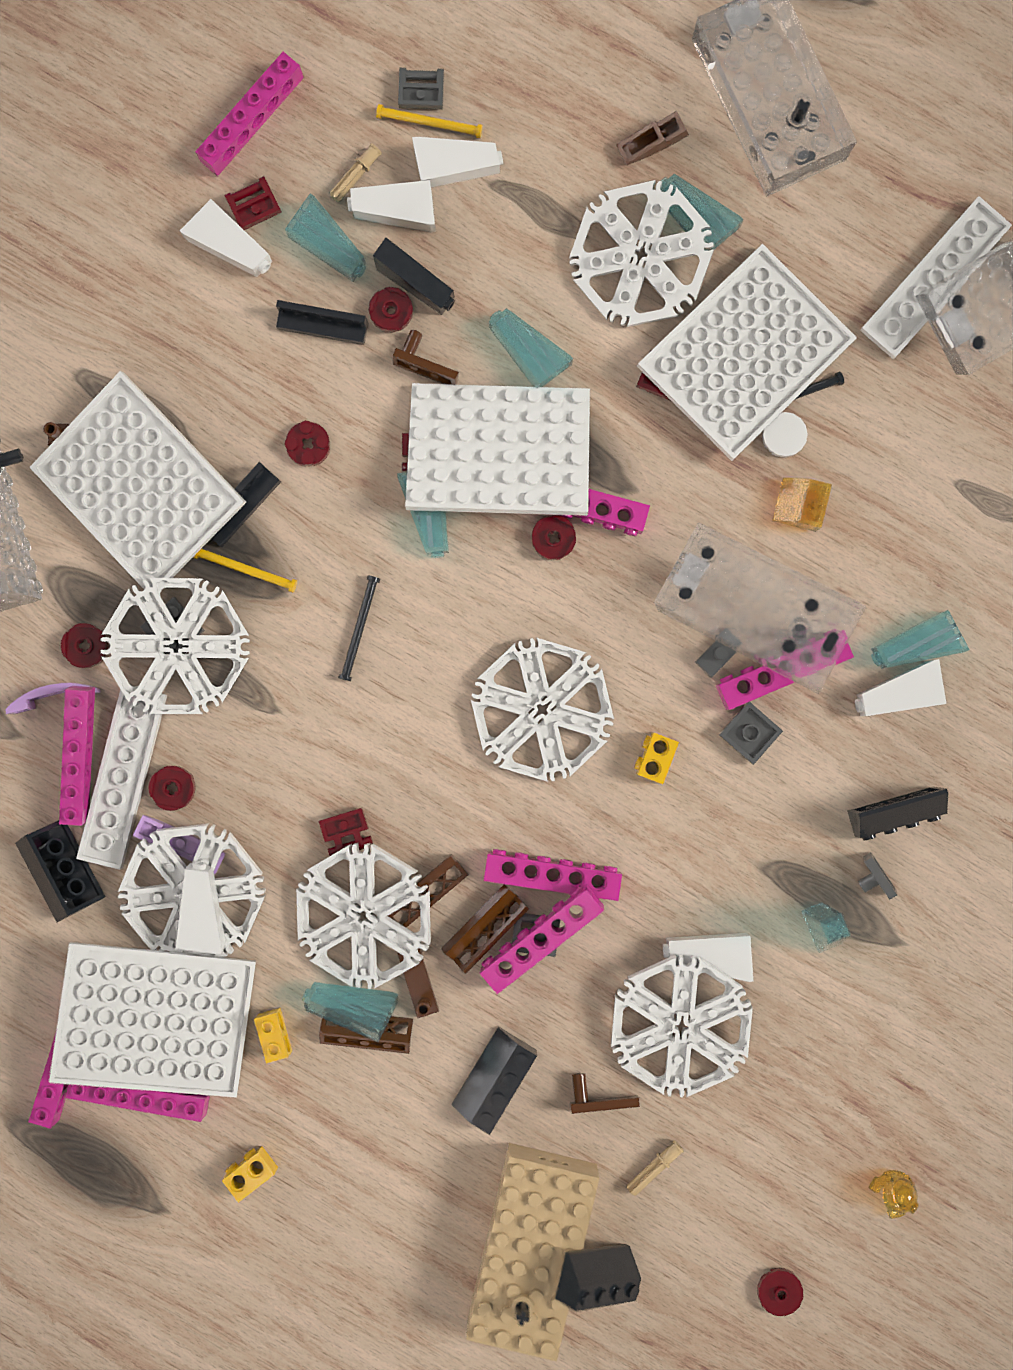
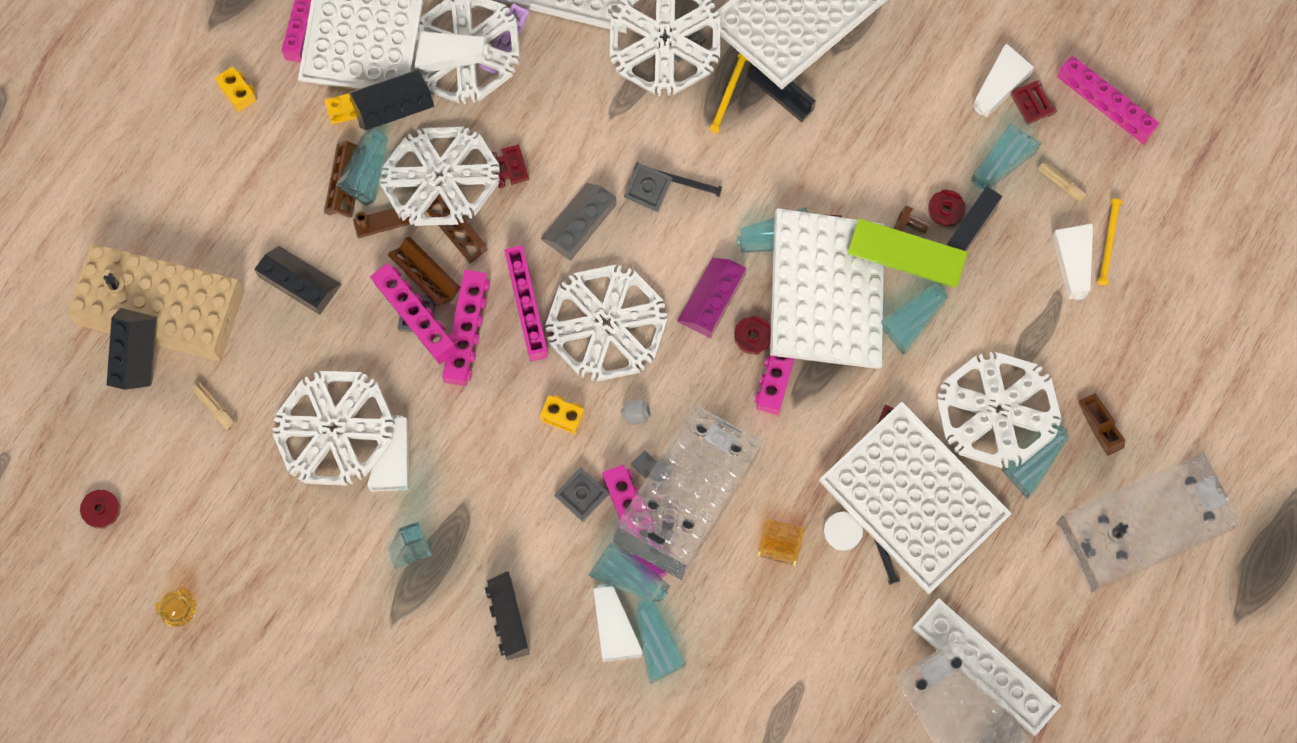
camera: 90 degrees right, 15 degrees down
(162, 796) = (552, 45): dark red plate -> none
(267, 980) = (391, 100): none -> black slope
(294, 444) = (833, 152): dark red plate -> none
(321, 322) = (933, 154): black fence -> none
(372, 663) = (648, 187): none -> dark grey plate
(395, 204) = (1036, 214): white slope -> none
(413, 745) = (580, 220): none -> dark grey slope
(421, 94) = (1131, 235): dark grey plate -> none
(455, 353) = (907, 253): none -> lime tile
(506, 585) = (712, 296): none -> magenta slope
(523, 805) = (526, 303): none -> dark pink brick
(584, 1105) = (272, 348): reddish brown piece -> none
(651, 672) = (636, 411): none -> light grey head
(854, 674) = (627, 573): none -> clear light blue slope
(876, 878) = (451, 599): dark grey tile -> none

